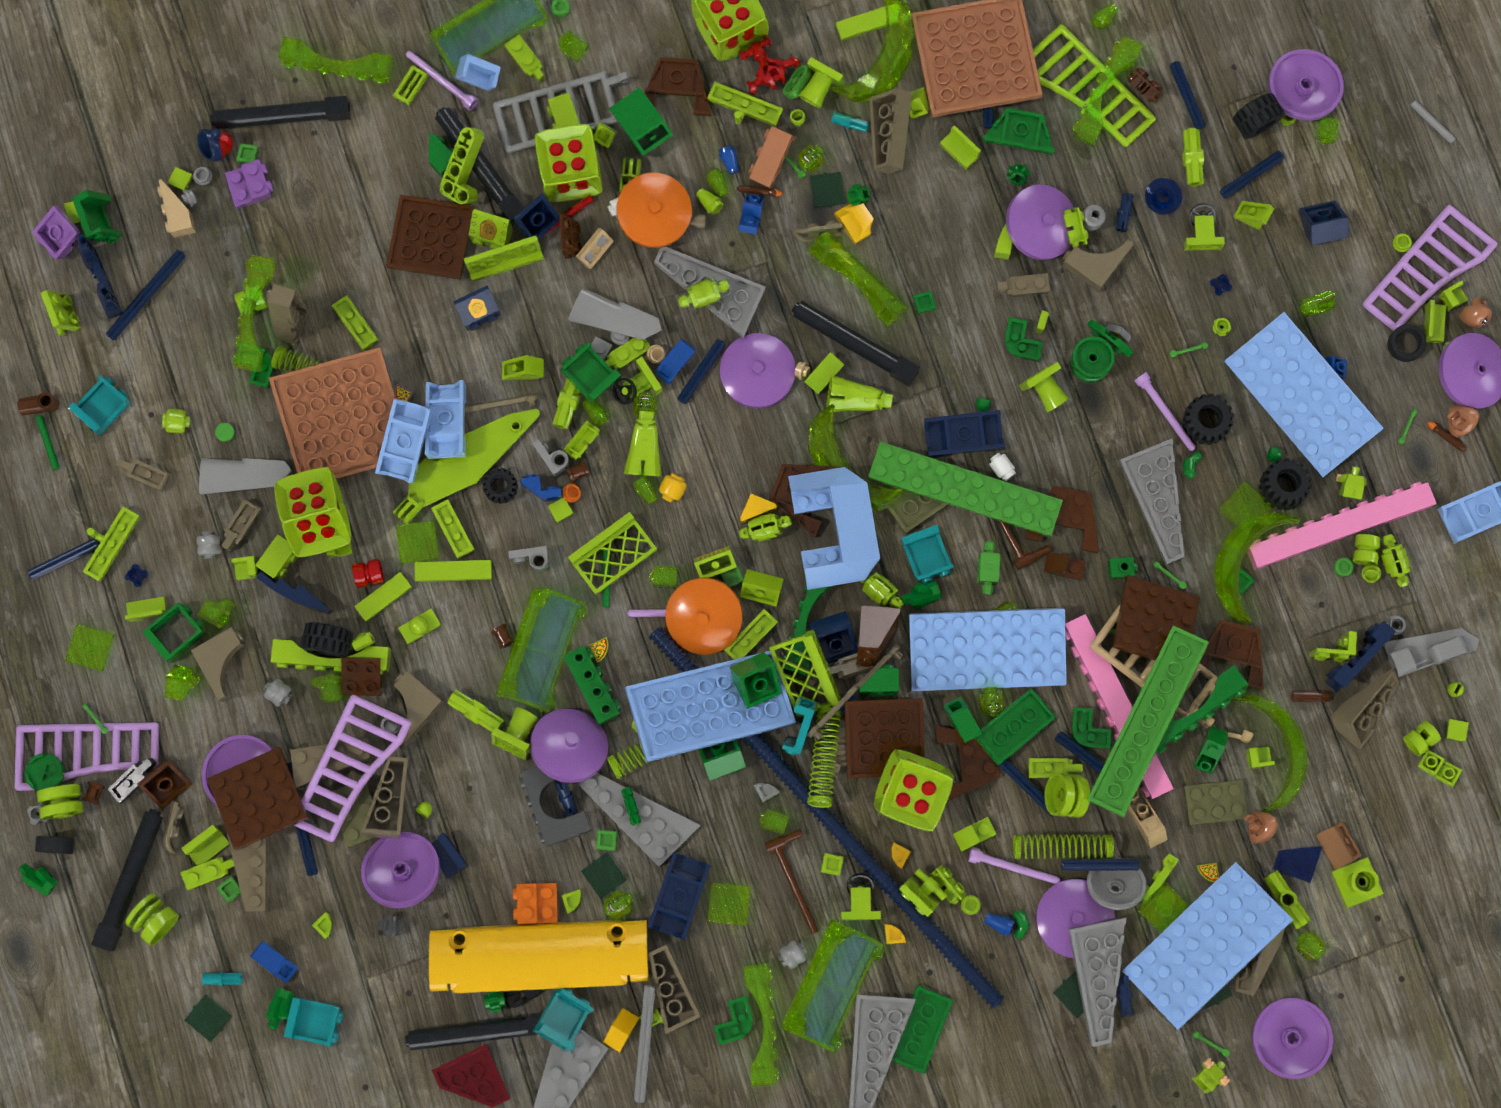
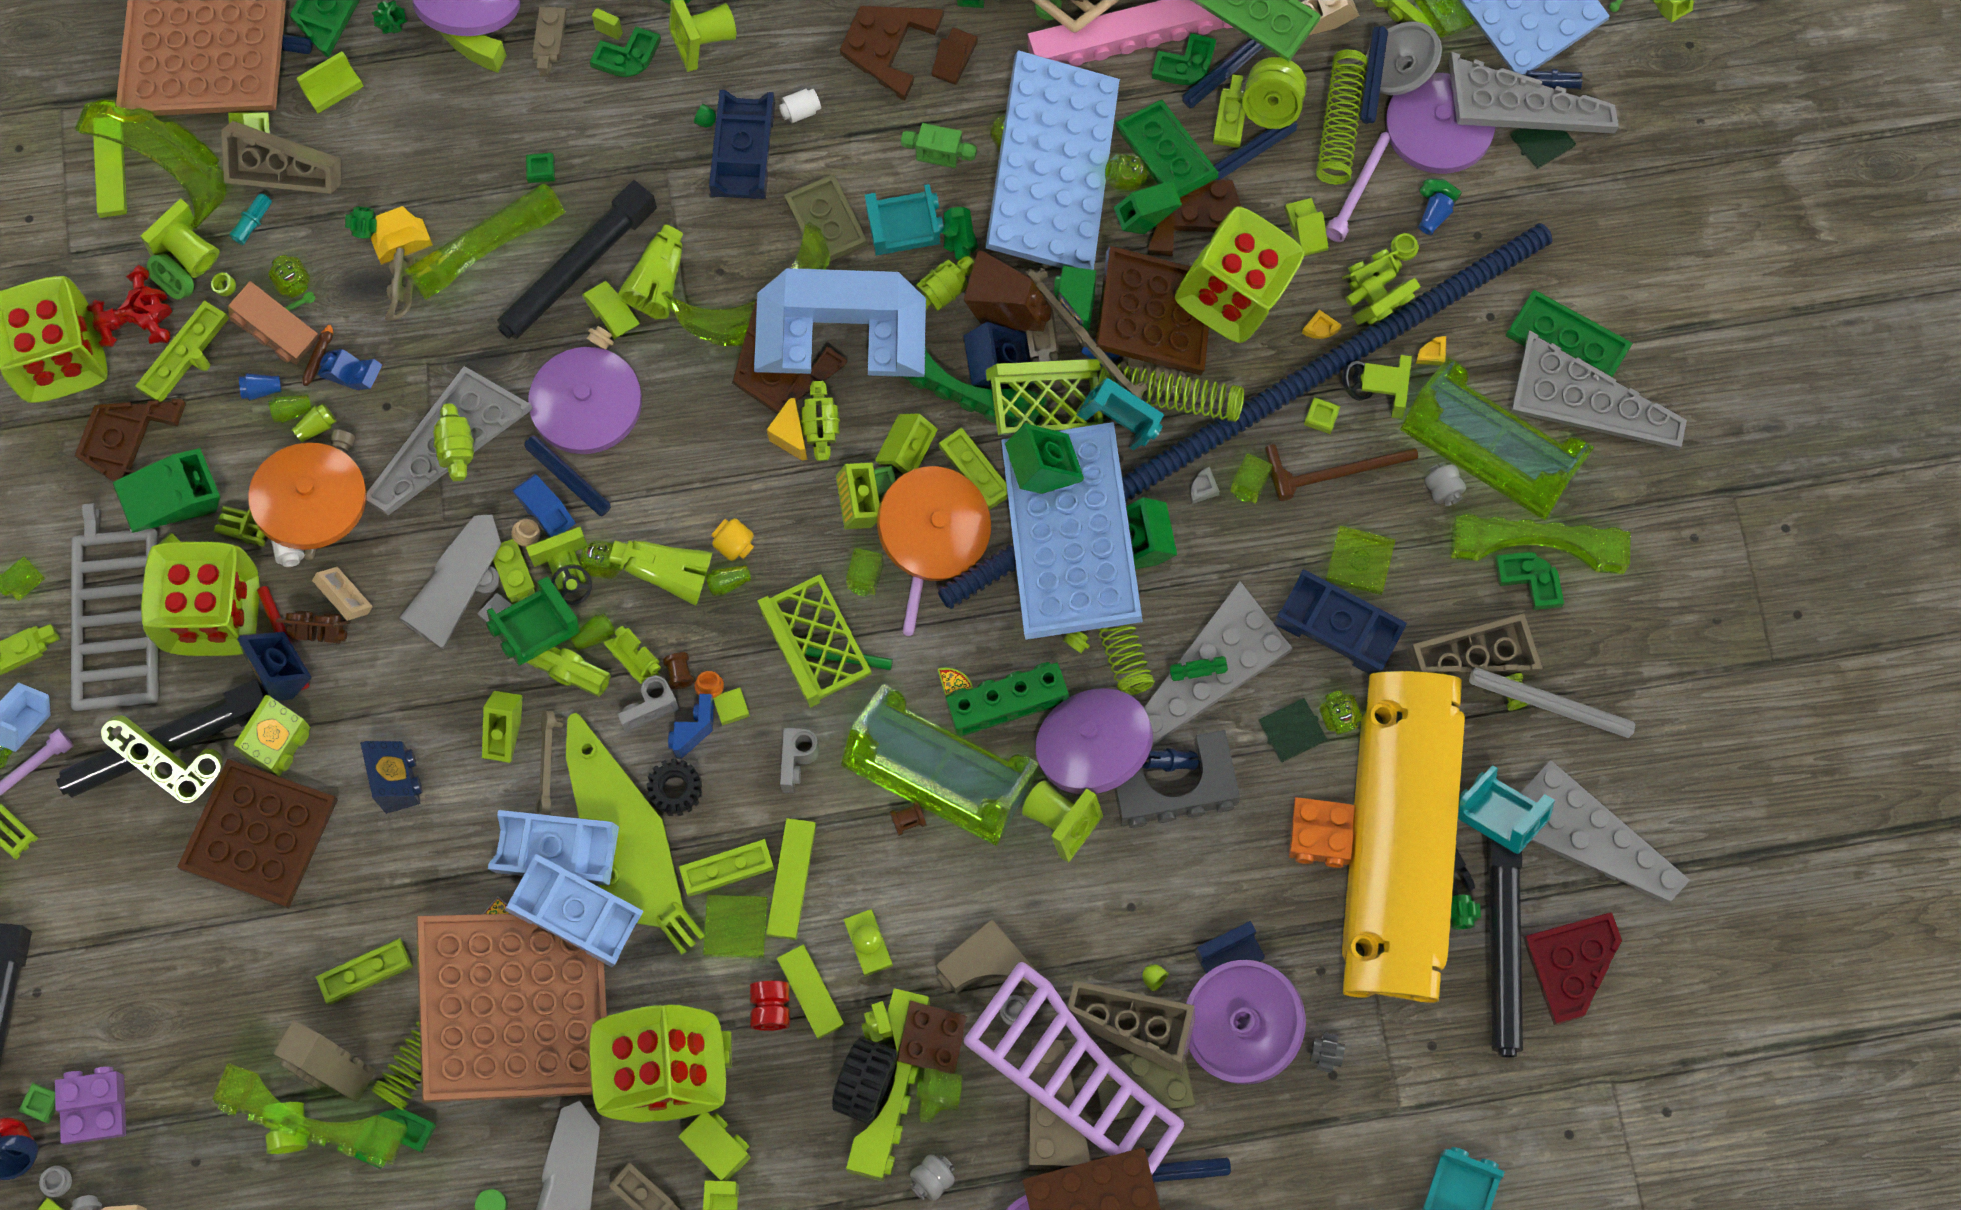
camera: 80 degrees left, 10 degrees down
(299, 595) = (785, 1119): dark blue slope -> none
(324, 925) = (1310, 1160): lime tile -> none
(438, 154) = (133, 797): green slope -> none
(475, 711) = (1017, 875): lime piece -> none
(504, 258) = (323, 724): lime fence -> none
(562, 110) = (117, 600): lime piece -> none
(572, 900) = (1324, 781): lime tile -> none
(606, 840) = (1241, 717): bright green tile -> none
(621, 1030) = (1525, 738): yellow slope -> none
(827, 189) = (341, 266): clear green piece -> none
(965, 489) = (820, 155): bright green plate -> none
(1022, 558) = (933, 104): reddish brown bar -> none

